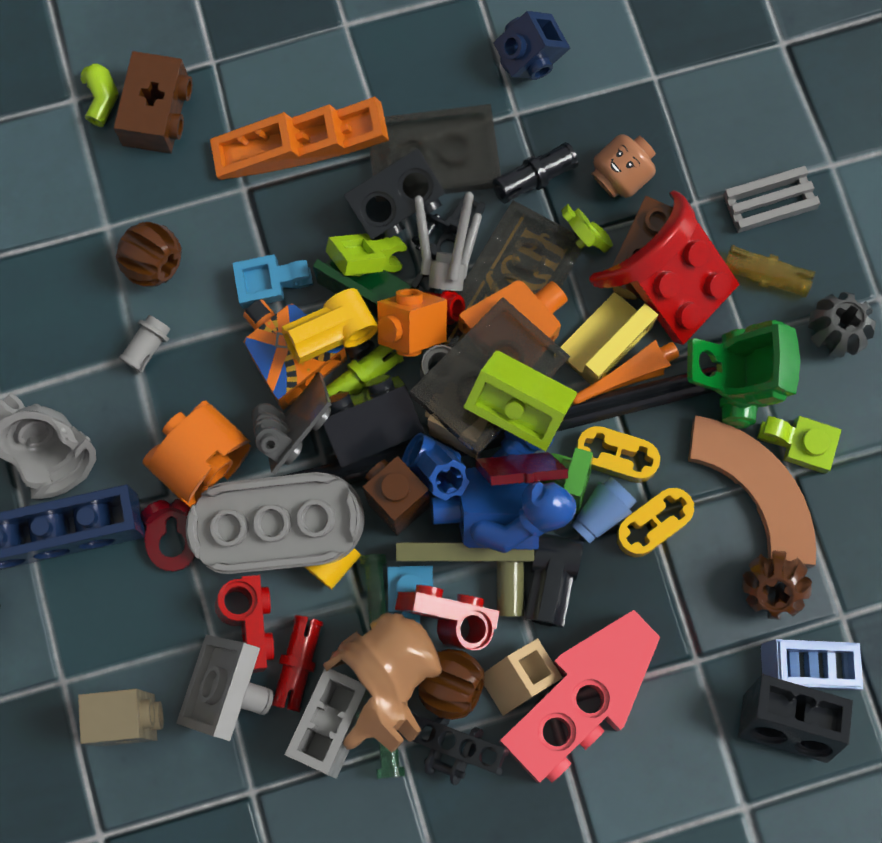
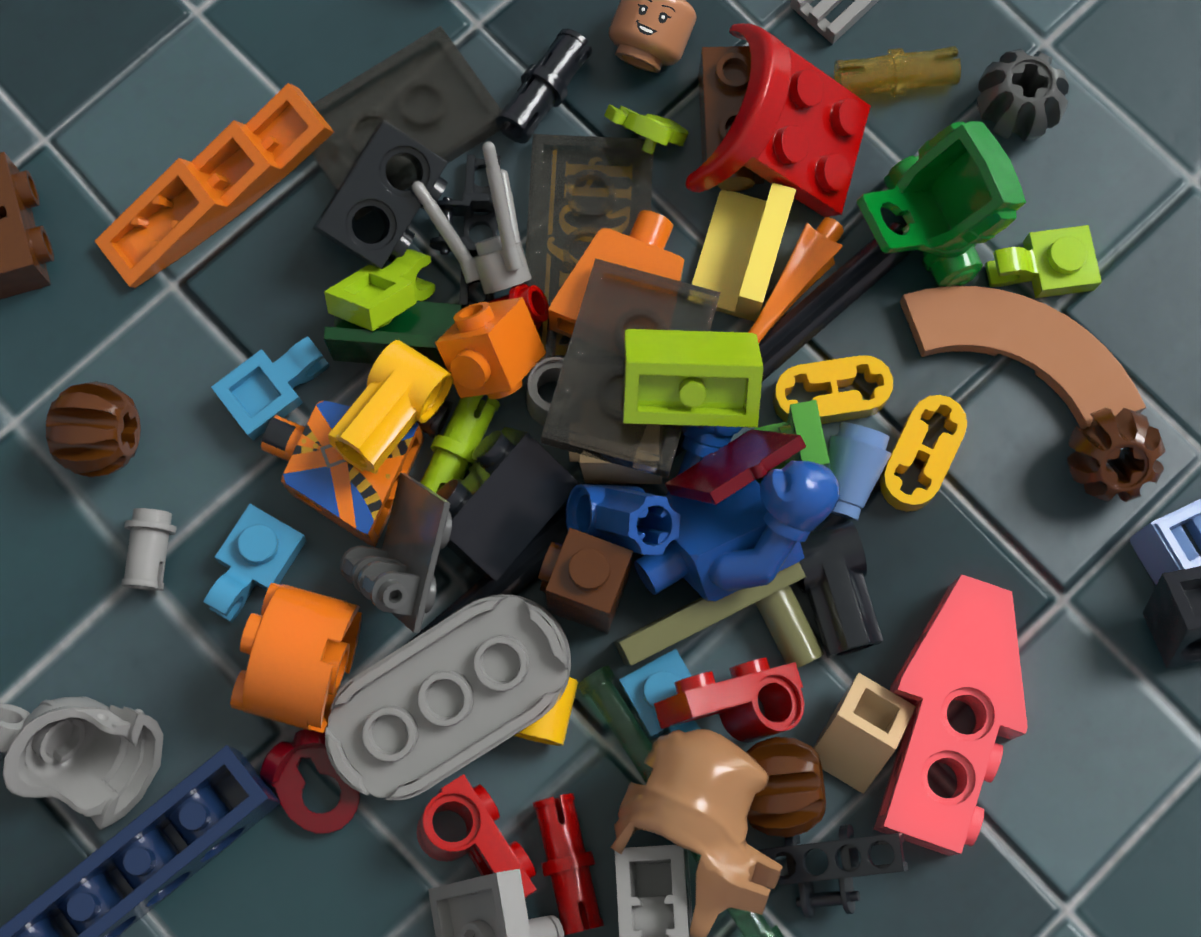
camera: 30 degrees left, 0 degrees up
(207, 378) = (256, 554): none -> dark azure plate

